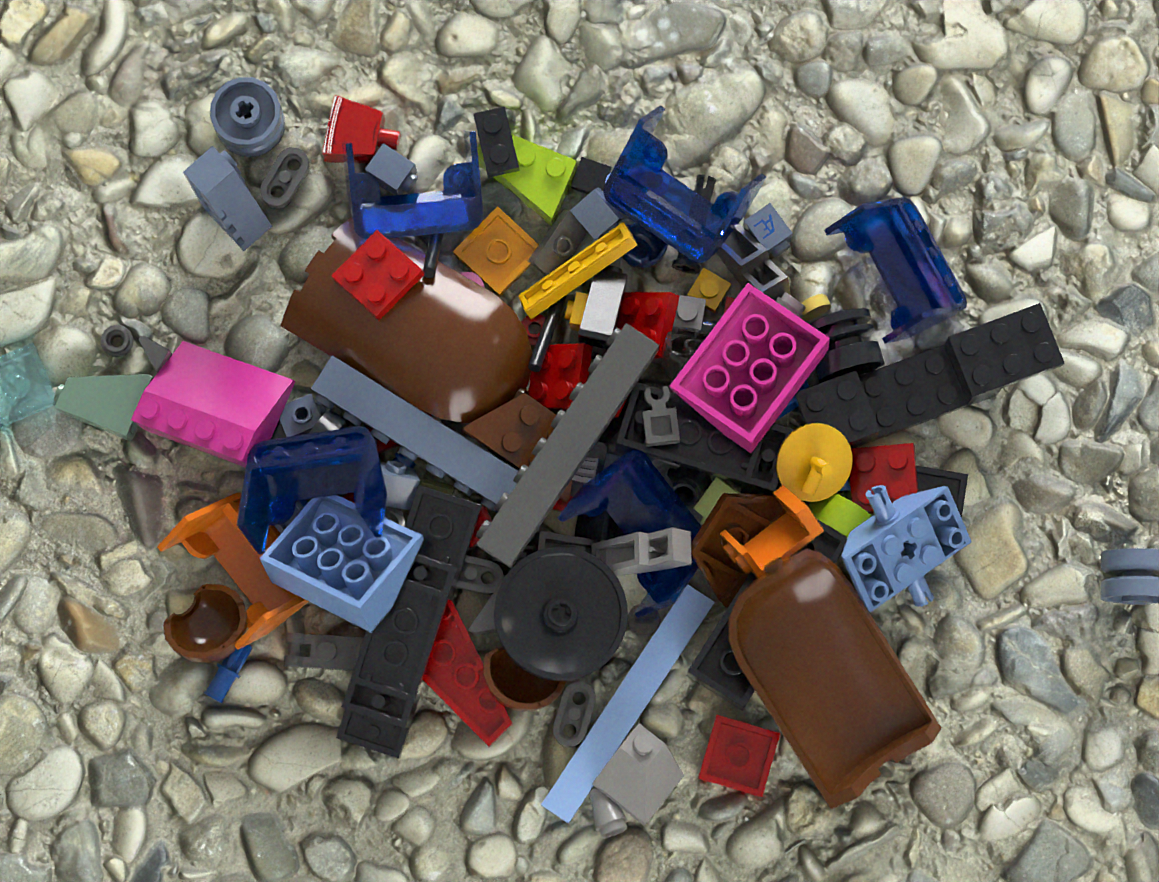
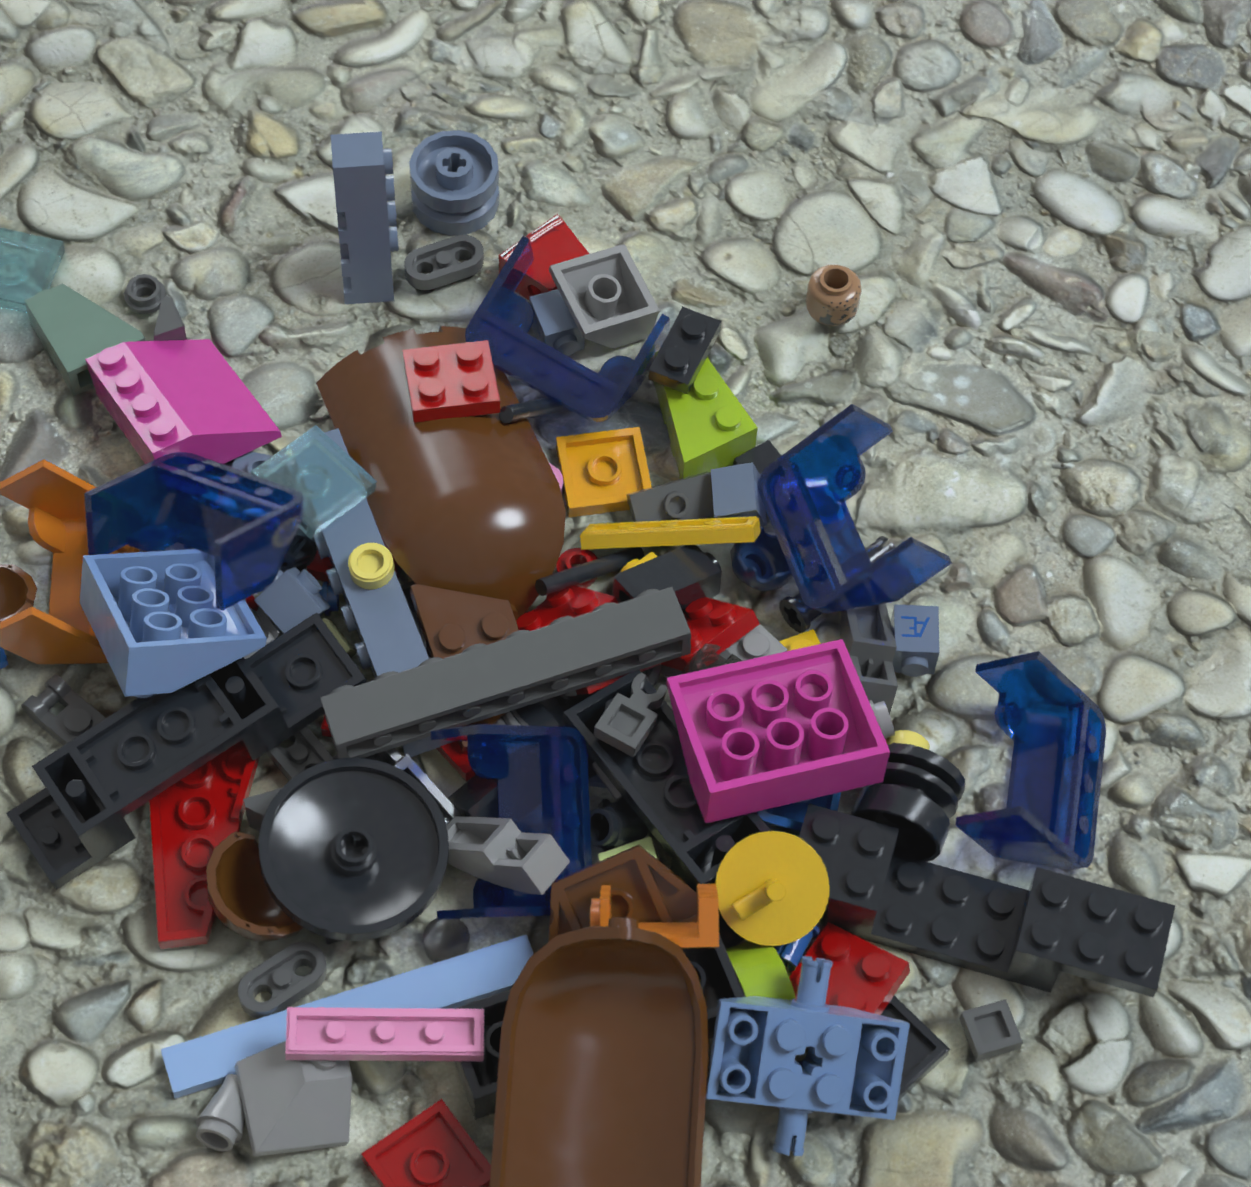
camera: 30 degrees right, 20 degrees down
(351, 401) = (323, 475): none -> clear light blue tile
(412, 134) = (607, 297): none -> light grey slope
(428, 433) = (371, 566): none -> light yellow tile
(547, 24) = (833, 295): none -> medium nougat head
(669, 709) = (384, 1034): none -> bright pink tile
(983, 446) = (990, 1030): none -> dark grey plate

